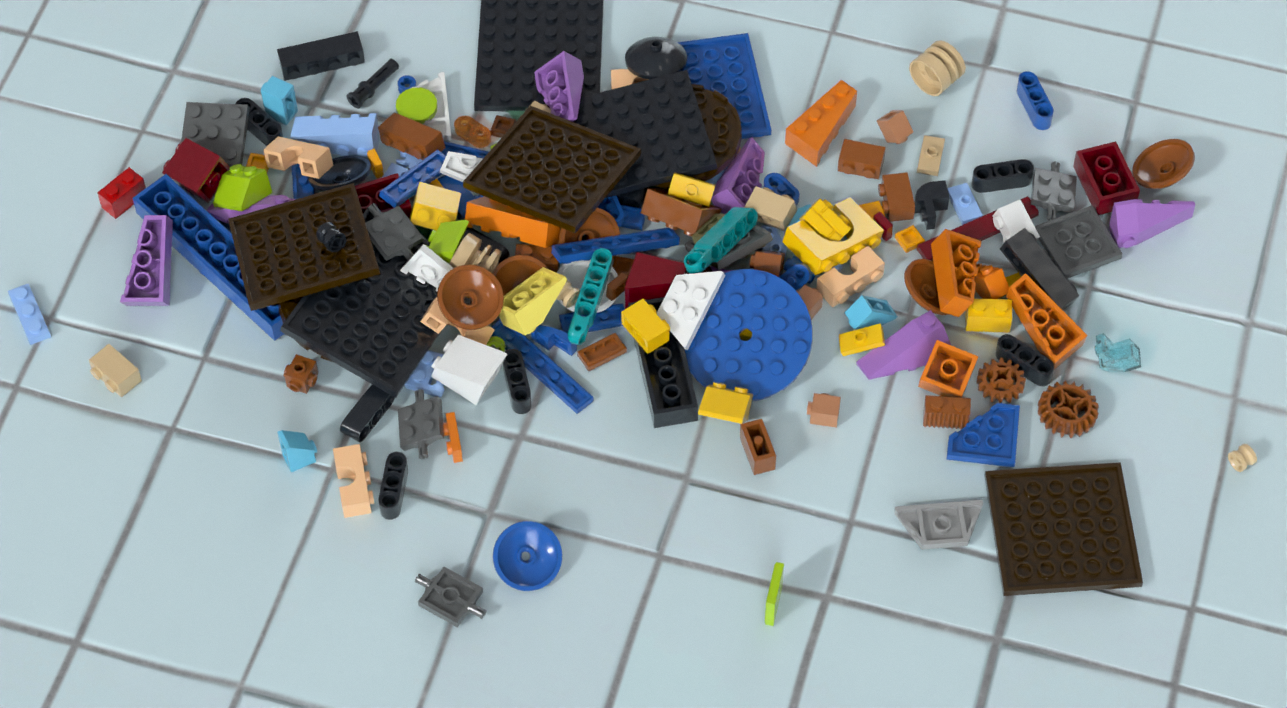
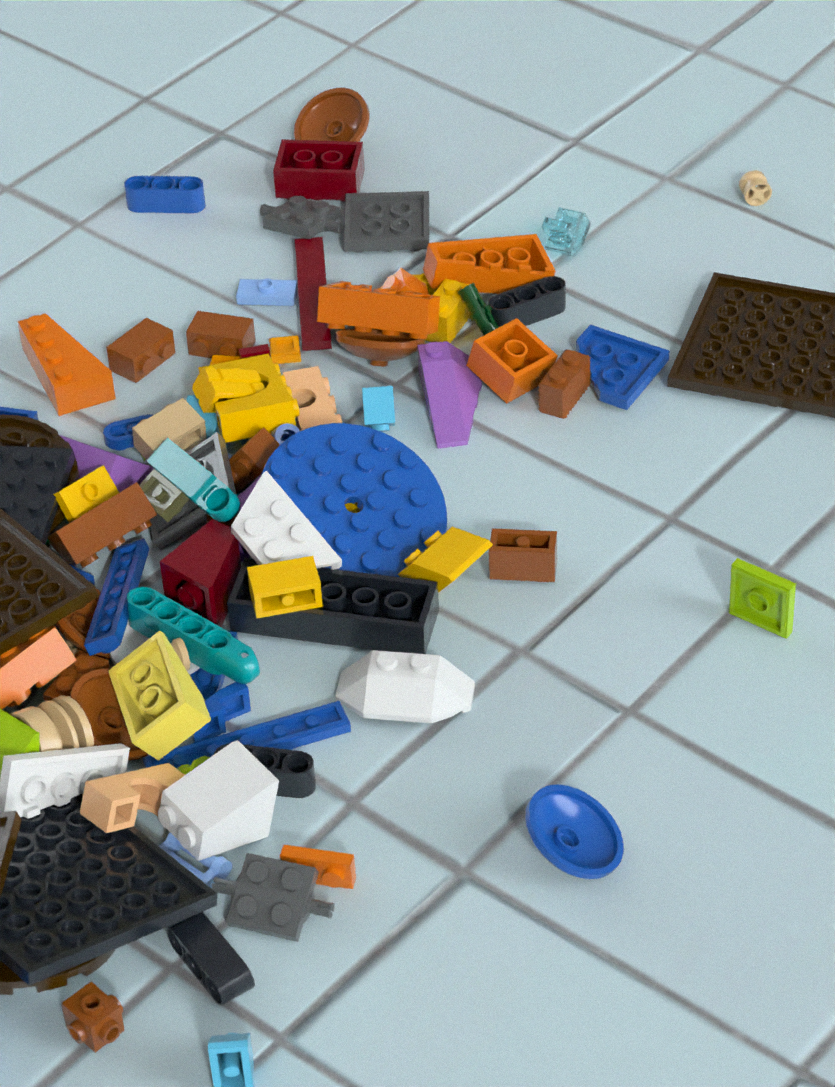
camera: 65 degrees left, 15 degrees down
(350, 464) = (296, 999): light nougat arch -> none
(395, 494) = (361, 961): black beam -> none
(450, 596) = (590, 948): dark grey plate -> none
(478, 286) = (119, 745): dark orange dish -> none
(602, 351) = (274, 673): dark orange plate -> none
(614, 430) = (405, 687): none -> white wedge
(616, 286) = (192, 599): reddish brown tile -> none
(824, 410) = (498, 485): nougat brick -> none
(861, 340) = (415, 421): yellow plate -> none
(895, 126) = (118, 305): nougat brick -> none
(930, 155) = (176, 298): tan plate -> none
(931, 198) = (246, 302): black brick -> none
(937, 68) = (63, 244): tan wheel -> none
(940, 523) = (719, 438): light grey wing -> none
(995, 321) = (478, 309): none -> dark green pin
(1001, 380) = (551, 327): dark orange gear -> none
(1002, 176) = (253, 247): black beam -> none
(1012, 219) = (337, 253): white brick -> none
(1031, 259) = (401, 247): black brick -> none
(1065, 415) = (616, 291): dark orange gear -> none
(1139, 221) = (395, 161): medium lavender wedge -> none

